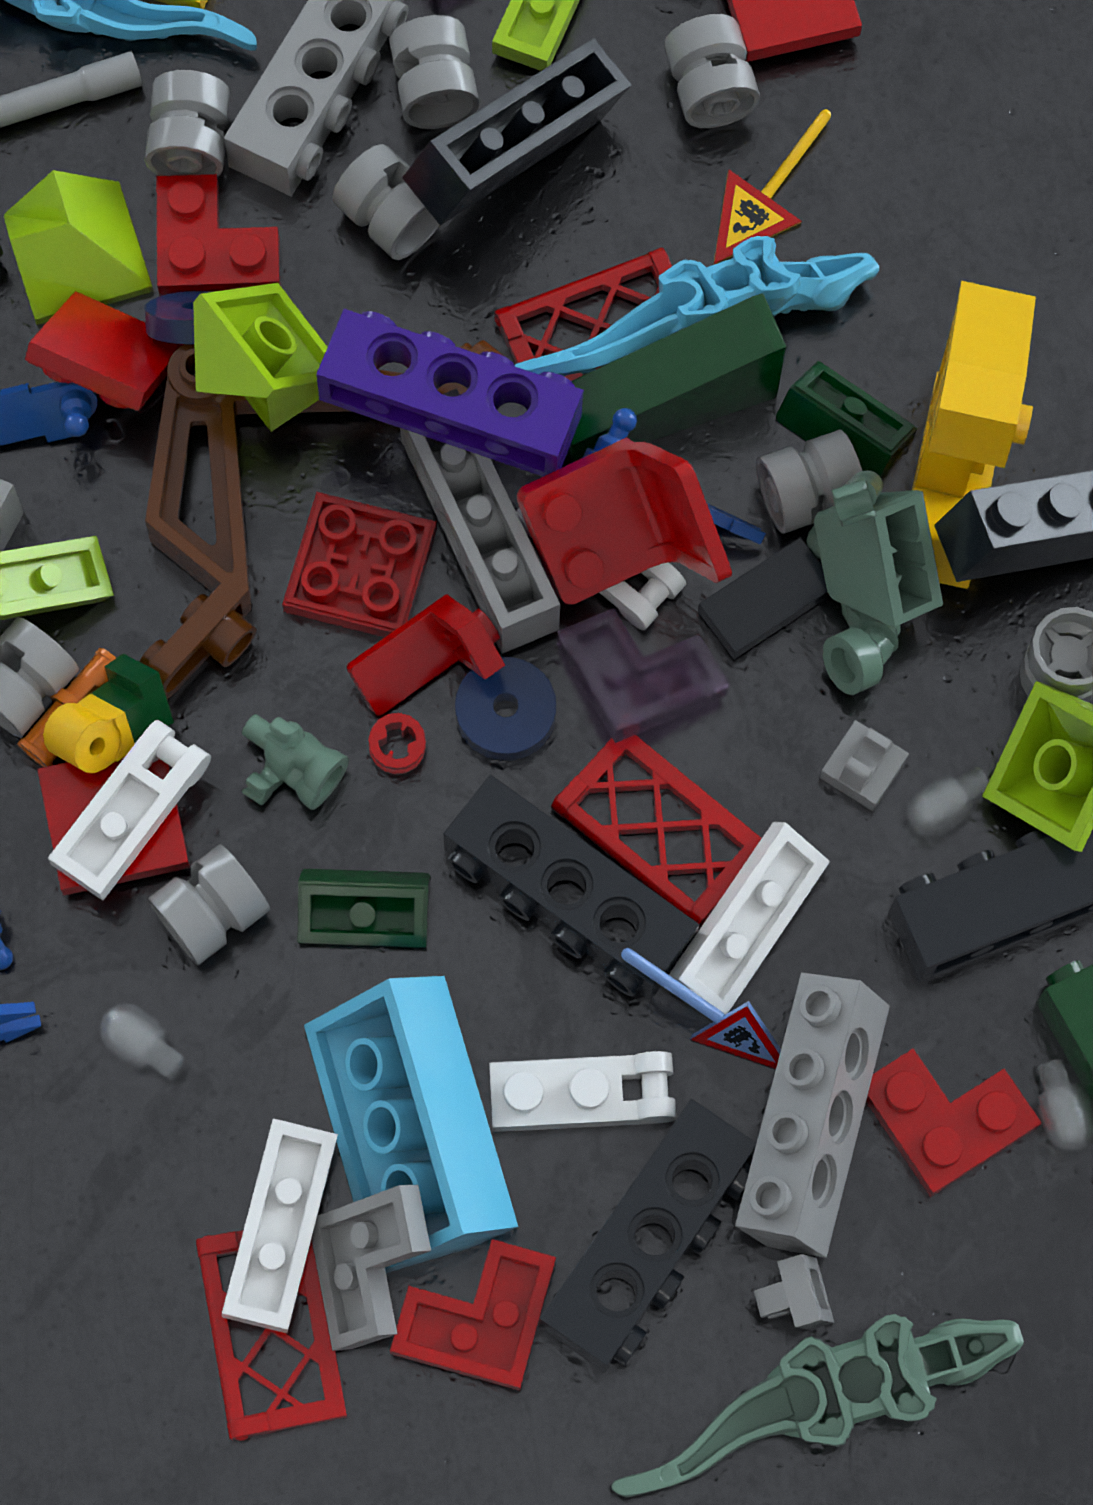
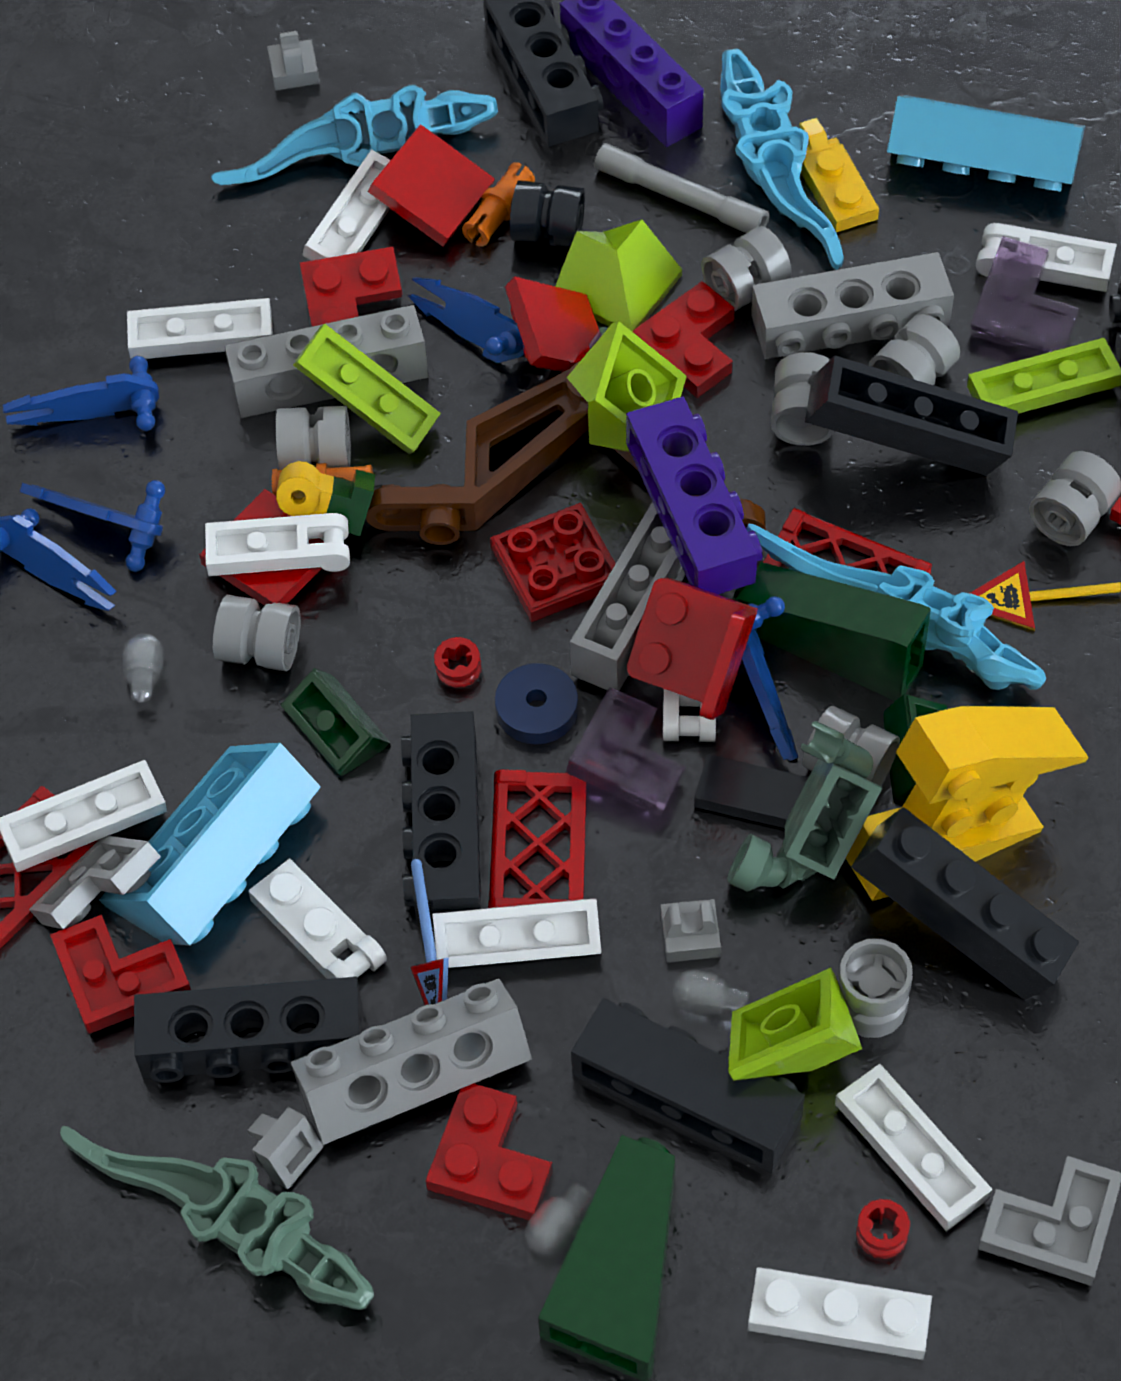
camera: 55 degrees right, 15 degrees down
(292, 758) = (393, 616): sand green piece -> none
(424, 650) = (523, 627): red bracket -> none

